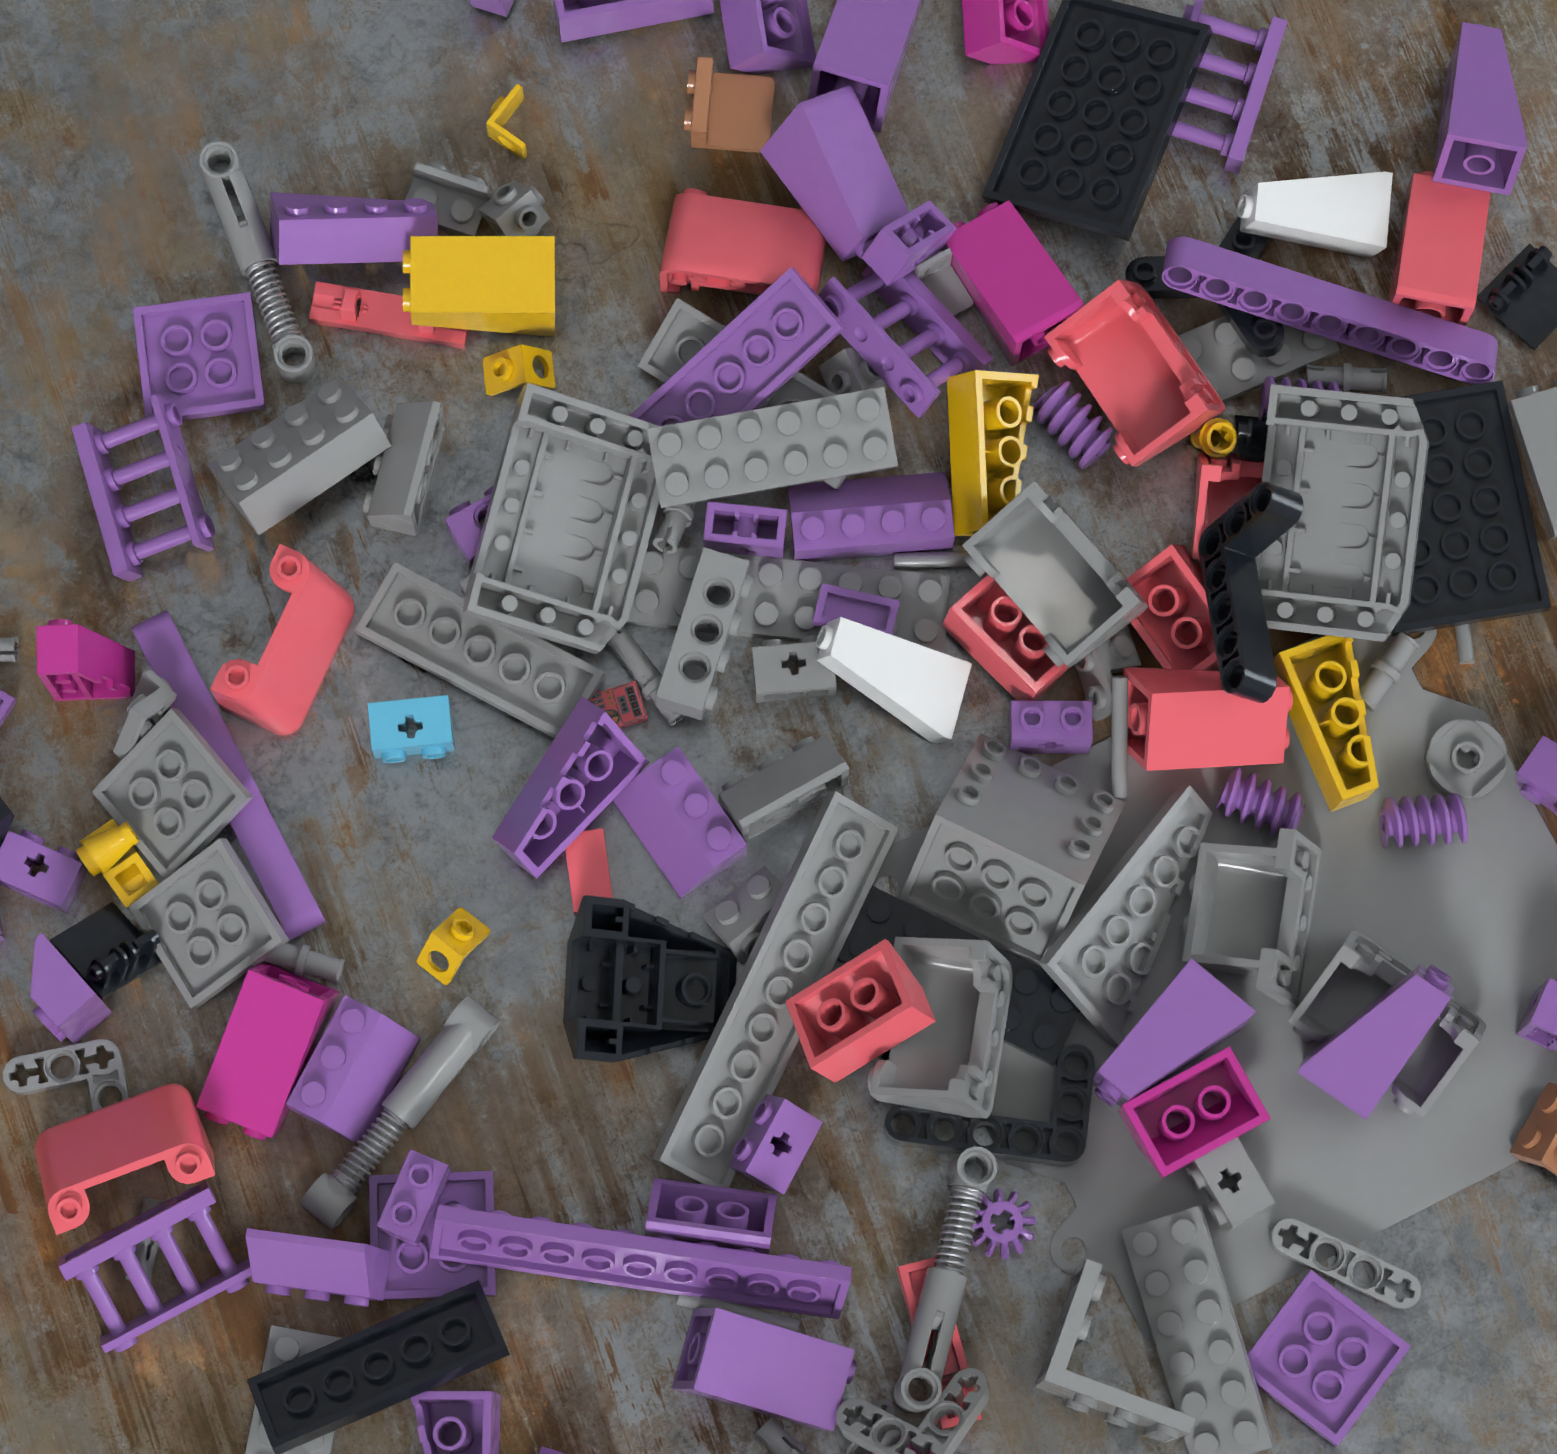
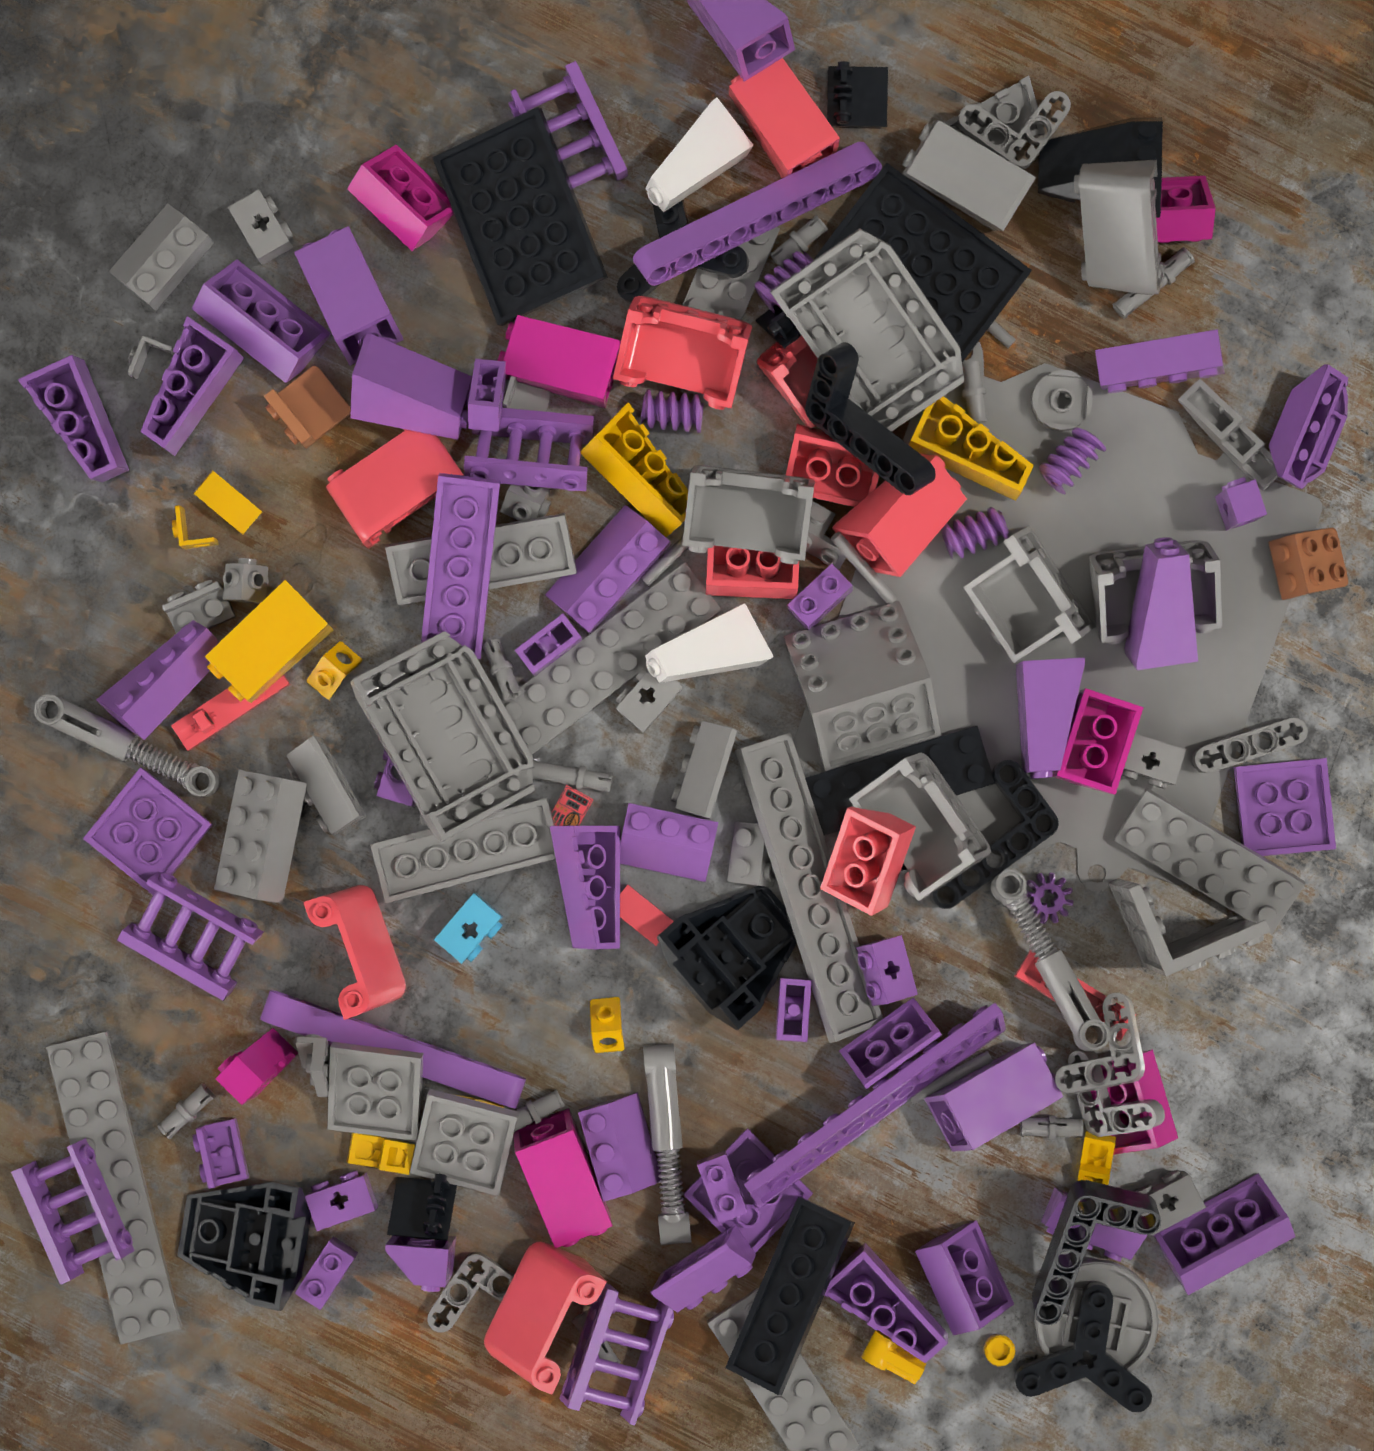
camera: 40 degrees left, 10 degrees up
(106, 848) = (368, 1154): yellow cone -> none
(569, 128) = (227, 502): none -> yellow slope
(648, 1094) = (793, 1009): none -> medium lavender brick
(714, 573) = (555, 686): light grey brick -> none
(772, 447) = (521, 585): light grey plate -> none
(855, 606) = (653, 633): medium lavender tile -> none
(1124, 921) = (961, 668): light grey wing -> none
(1215, 438) = (761, 346): yellow cone -> none

